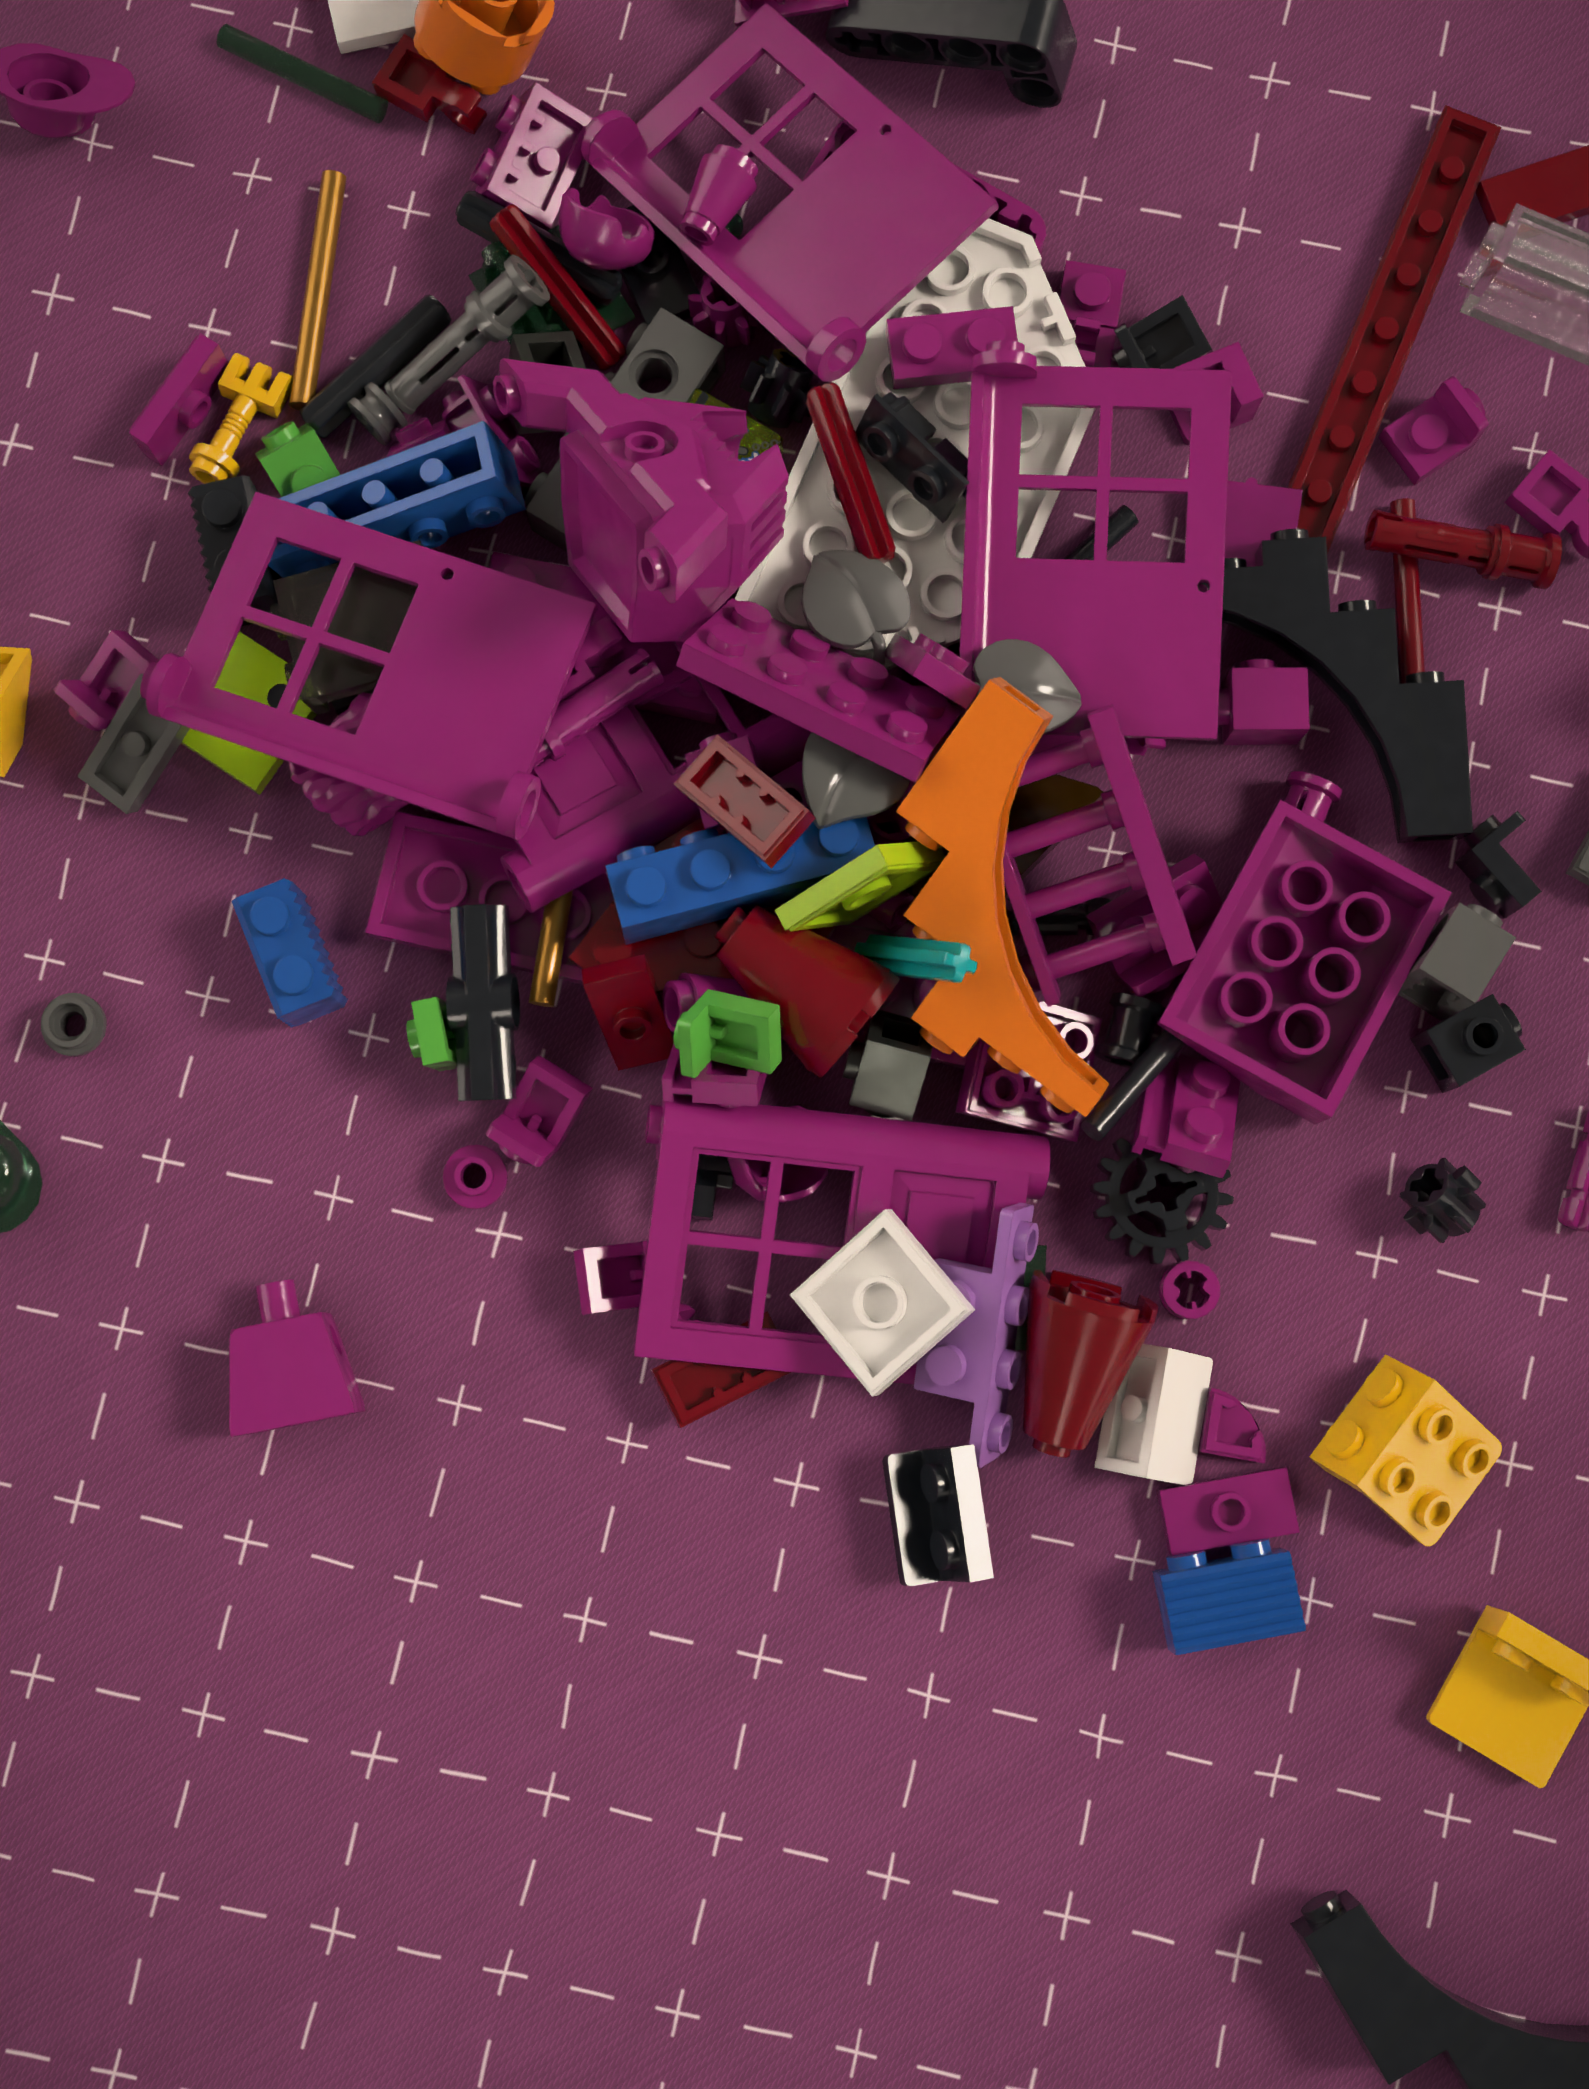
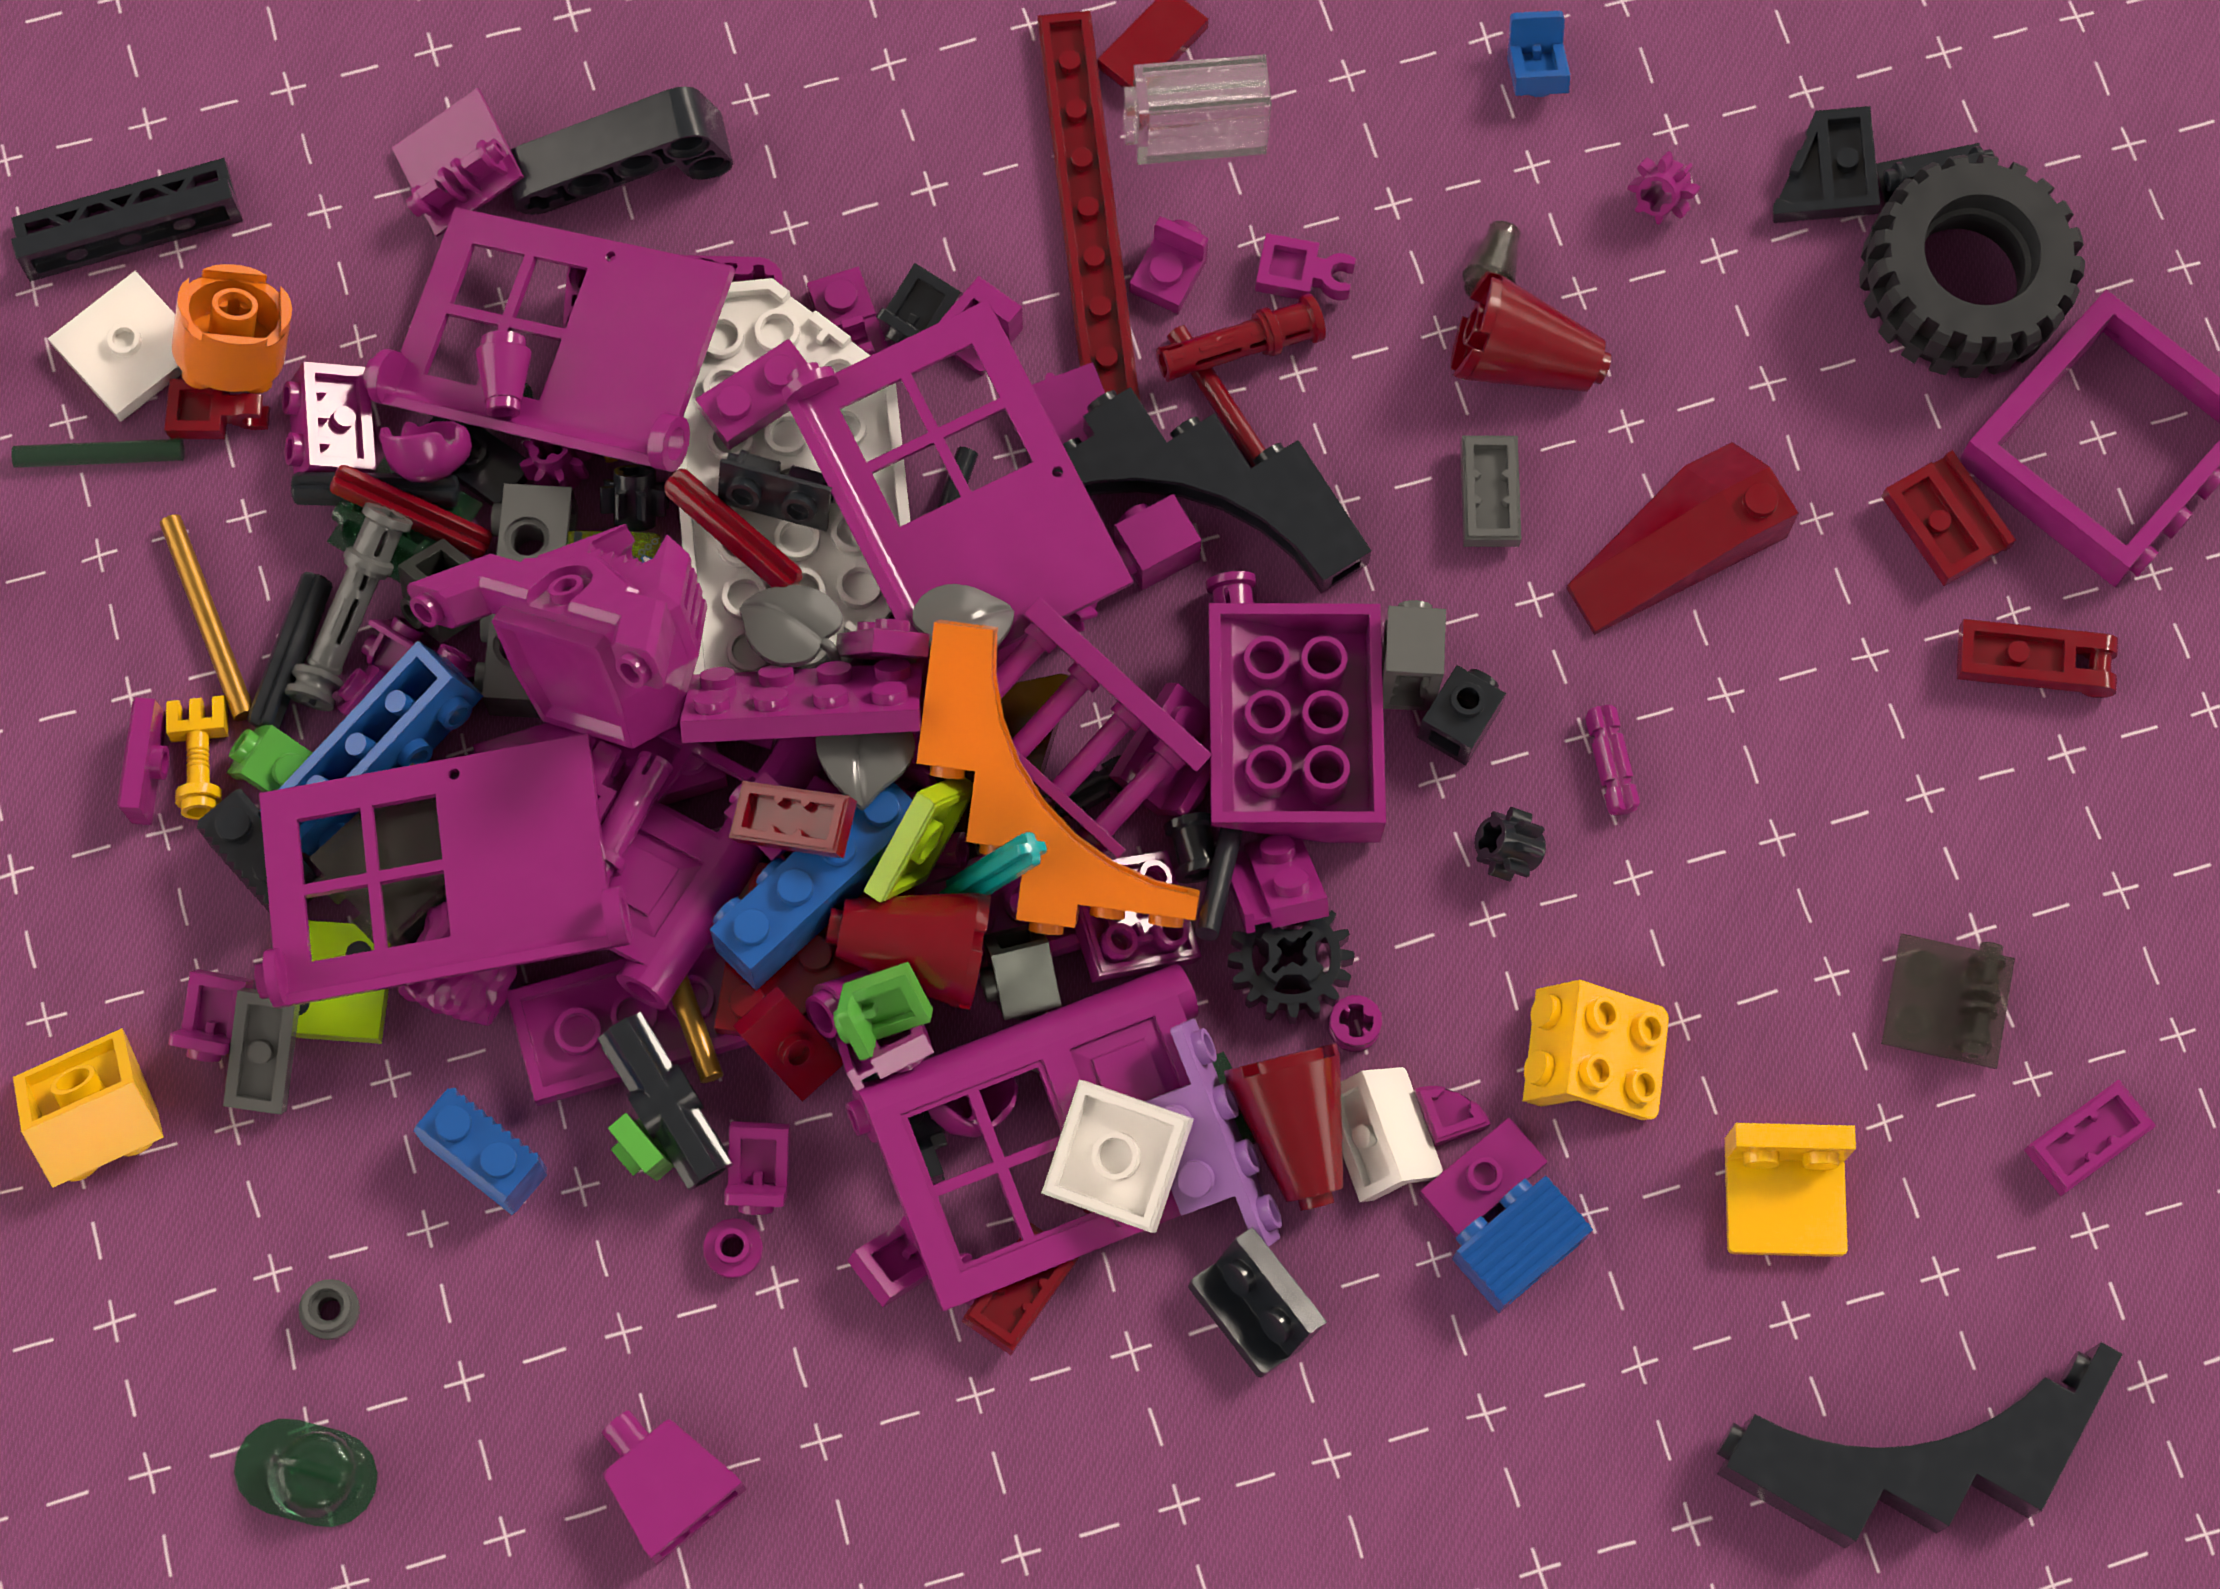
camera: 30 degrees left, 10 degrees down
(1495, 876) = (1406, 573): black bracket -> none

